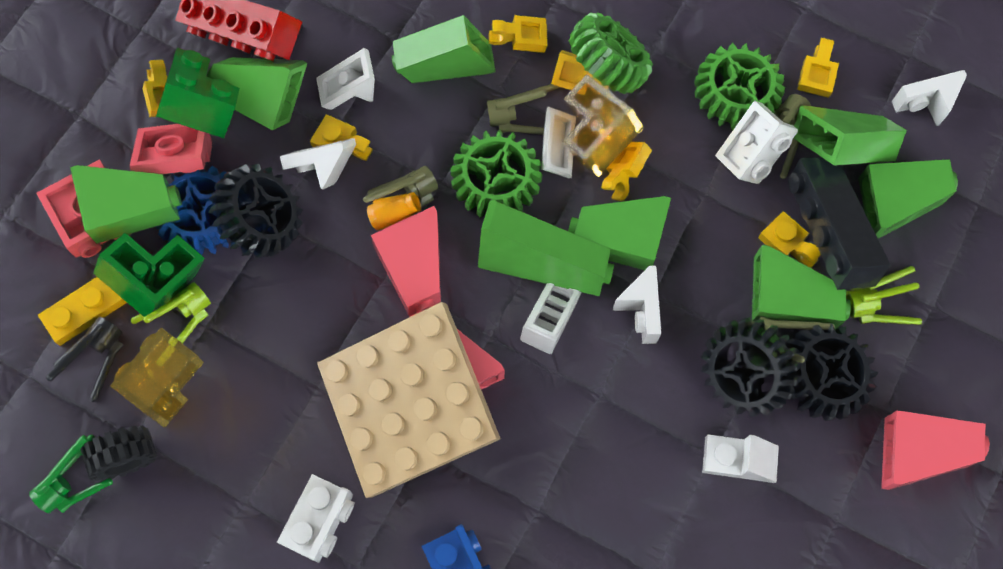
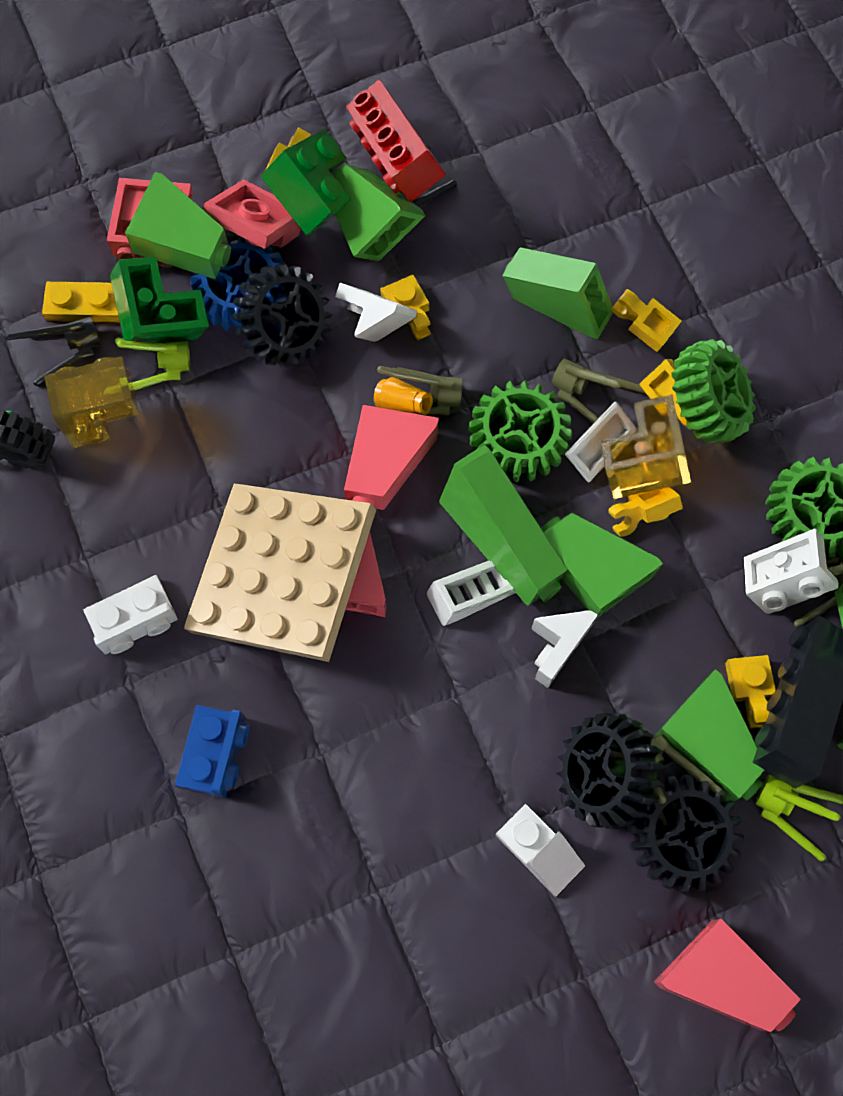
camera: 40 degrees right, 0 degrees up
(346, 80) = (453, 256): white slope -> none

